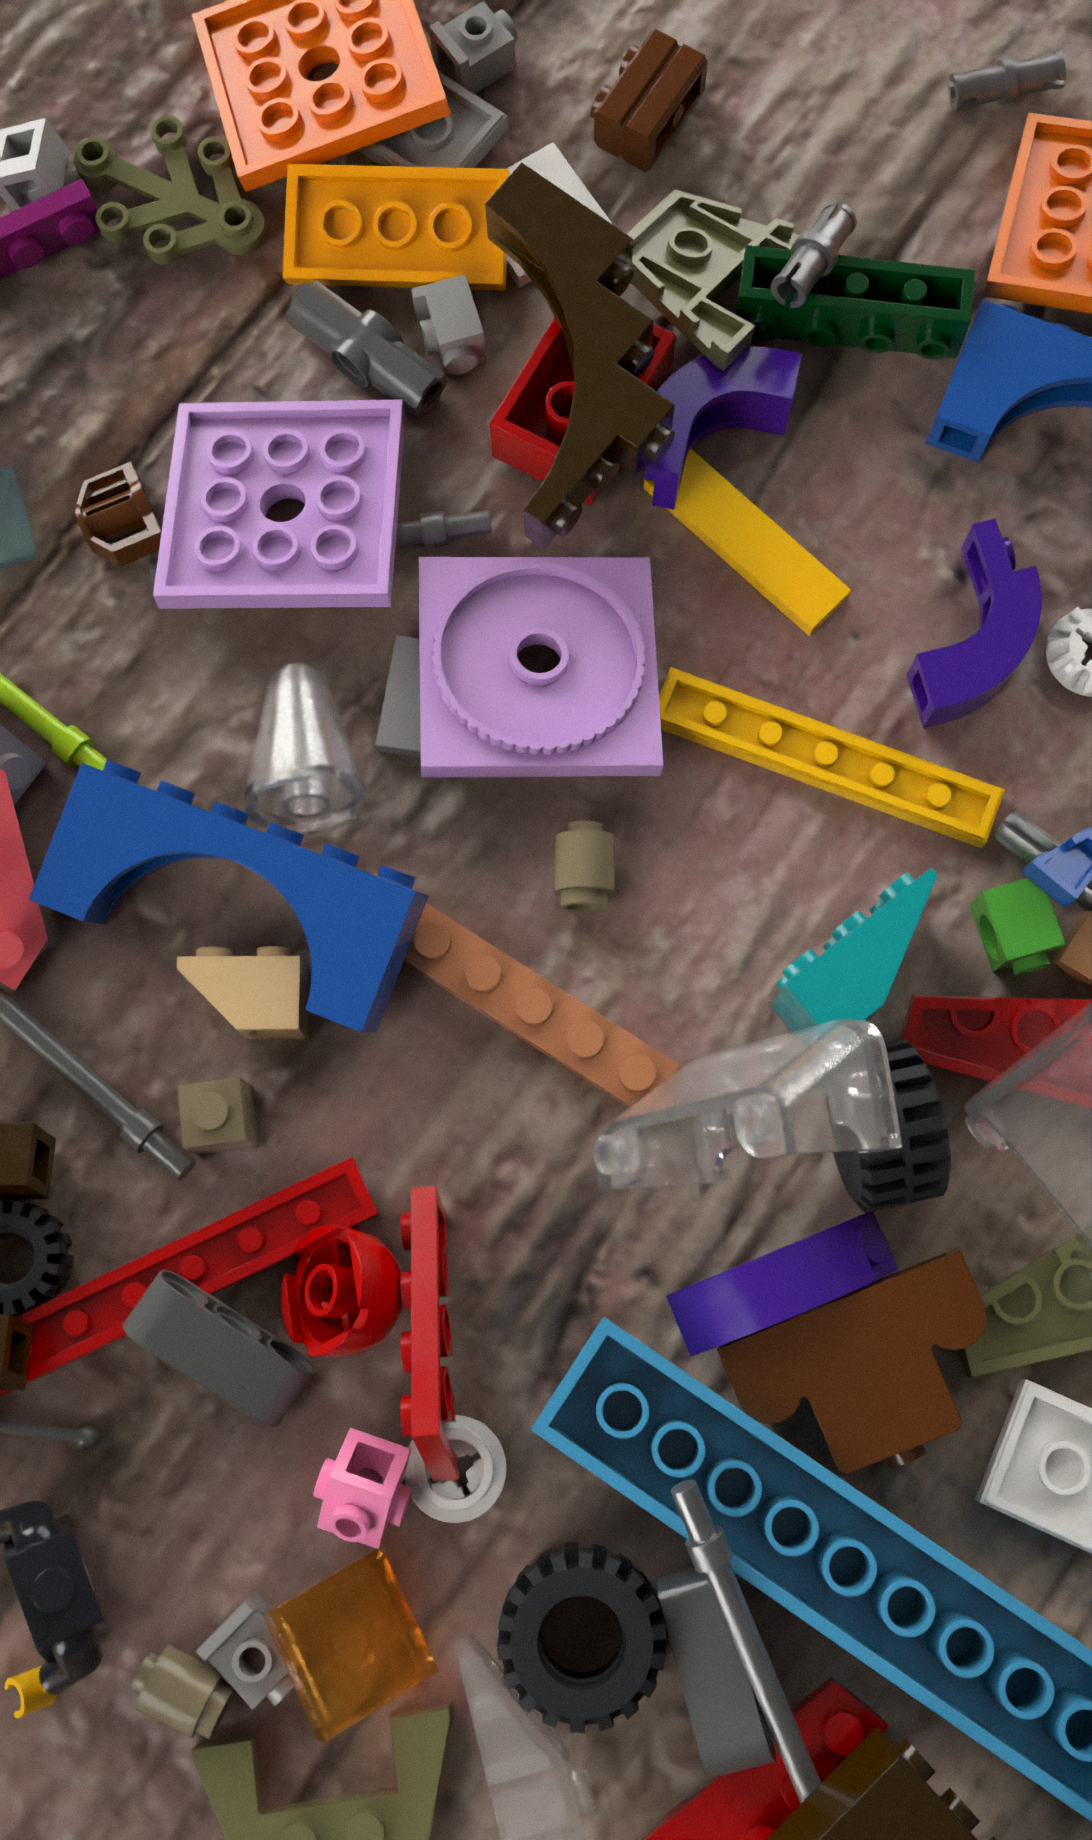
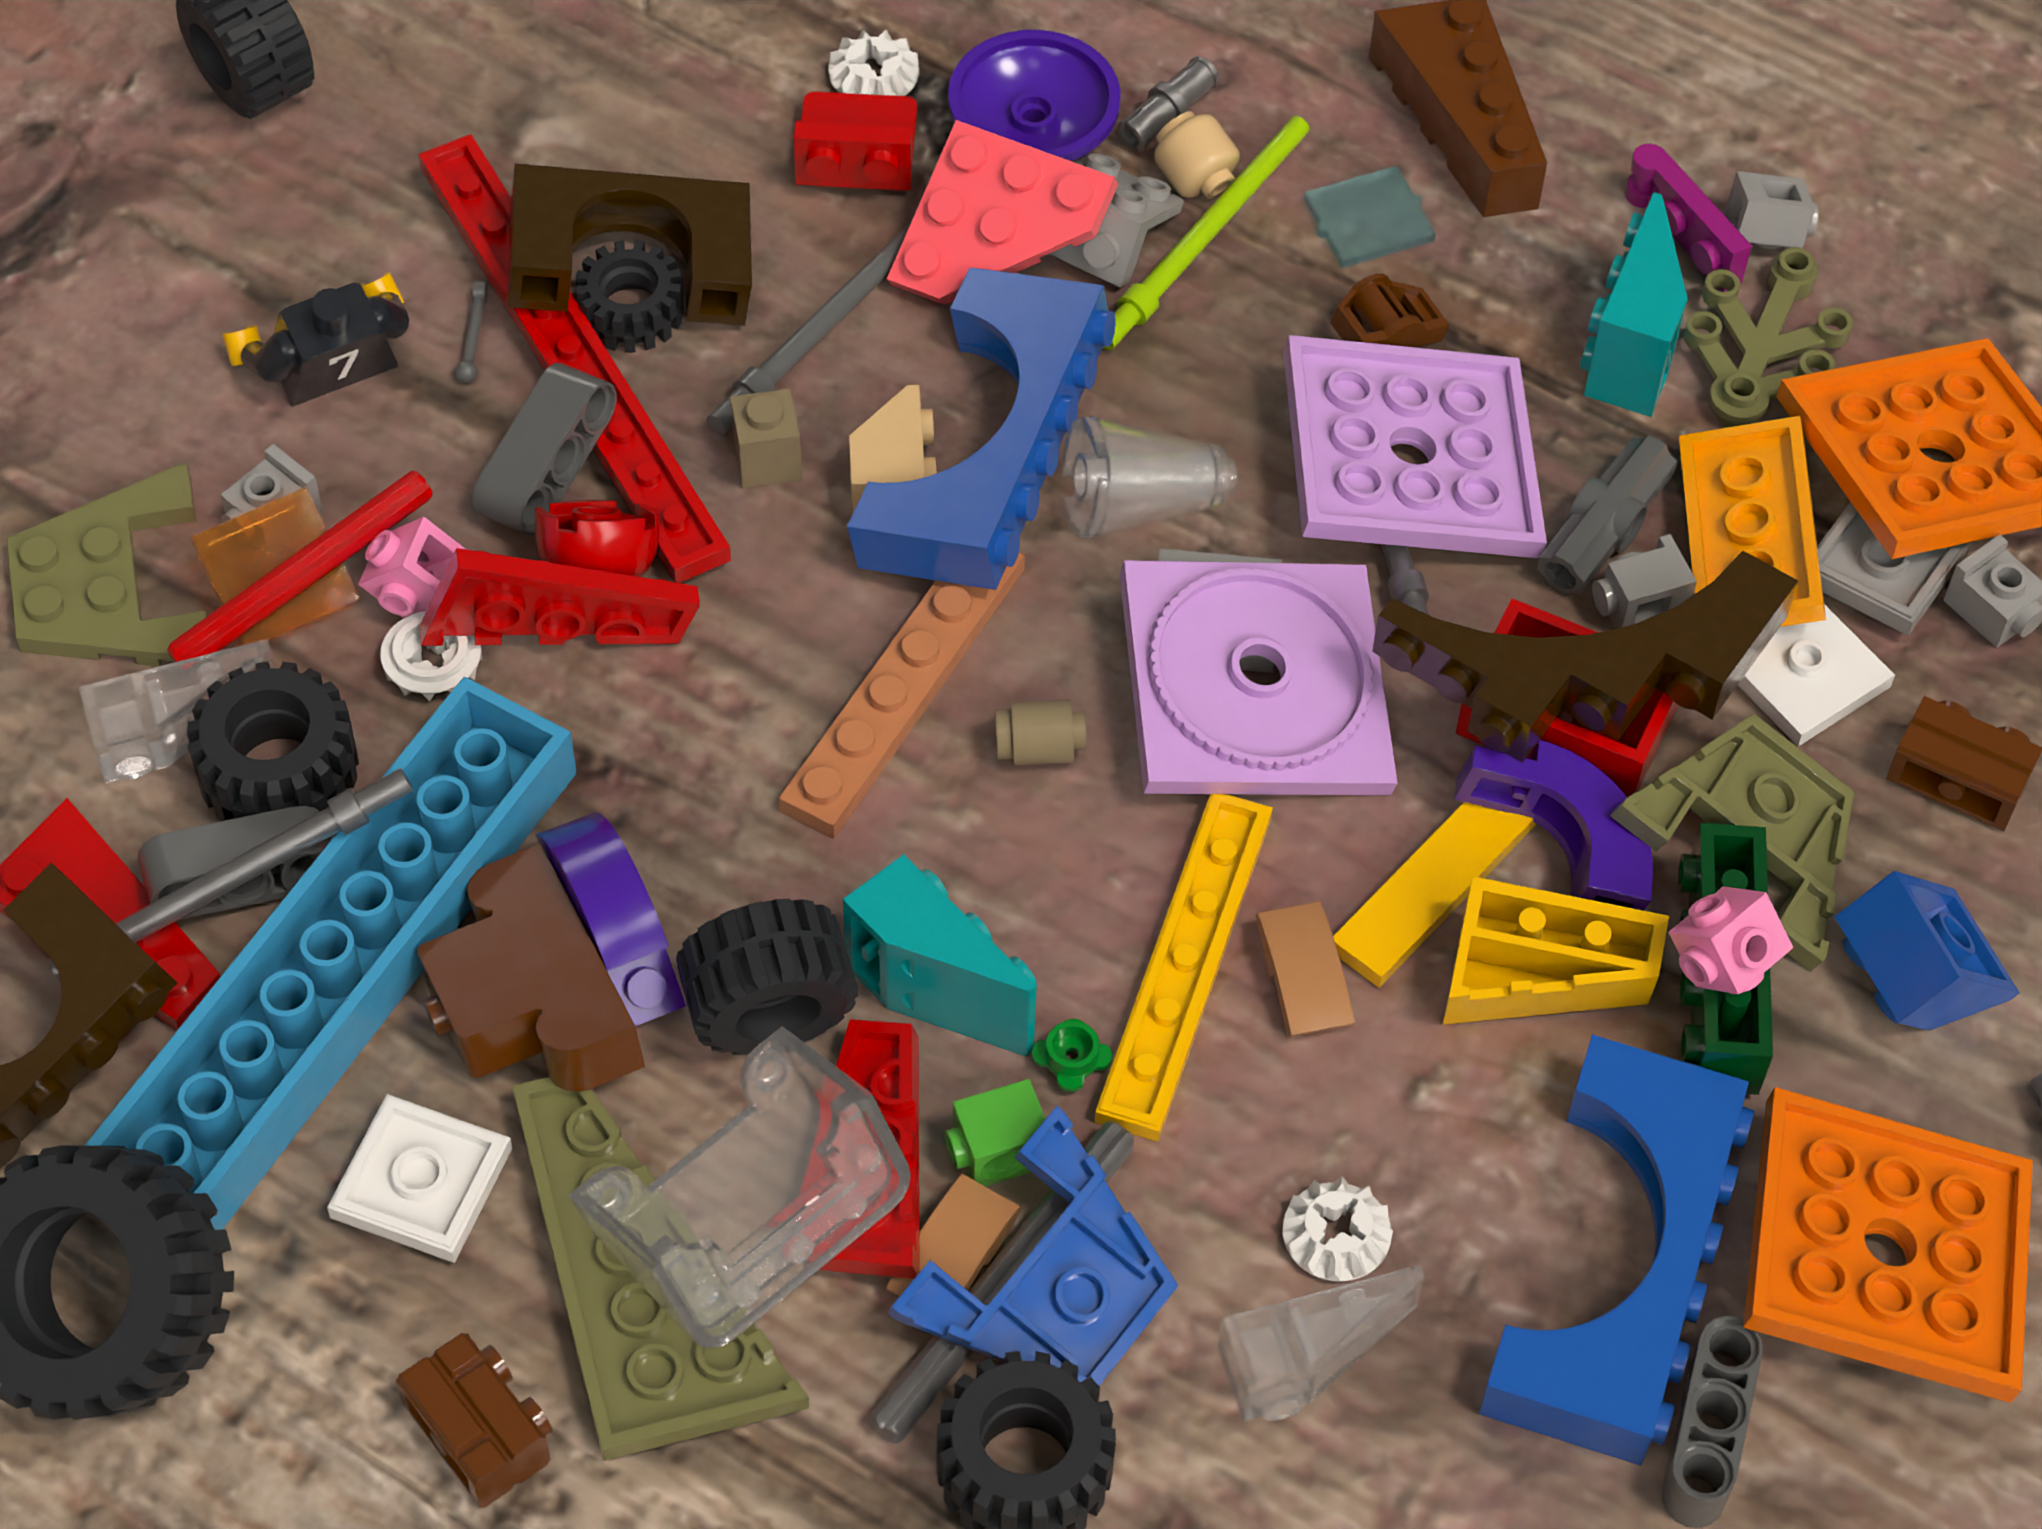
camera: 80 degrees right, 20 degrees down
(150, 280) = (1639, 319): none -> teal slope
(182, 1692) = (235, 447): dark tan brick -> none
(367, 1614) = (302, 569): none -> red axle
(773, 1096) = (764, 819): clear windscreen -> none
(814, 254) = (1743, 871): flat silver pin -> none
(841, 158) = (1923, 953): none -> blue slope
(841, 651) = (1305, 969): none -> medium nougat slope
(847, 448) = (1550, 954): none -> yellow wedge
(892, 274) = (1730, 940): none -> bright pink brick
(929, 844) = (1075, 1037): none -> green plate
(969, 674) = (1331, 1118): dark purple arch -> none

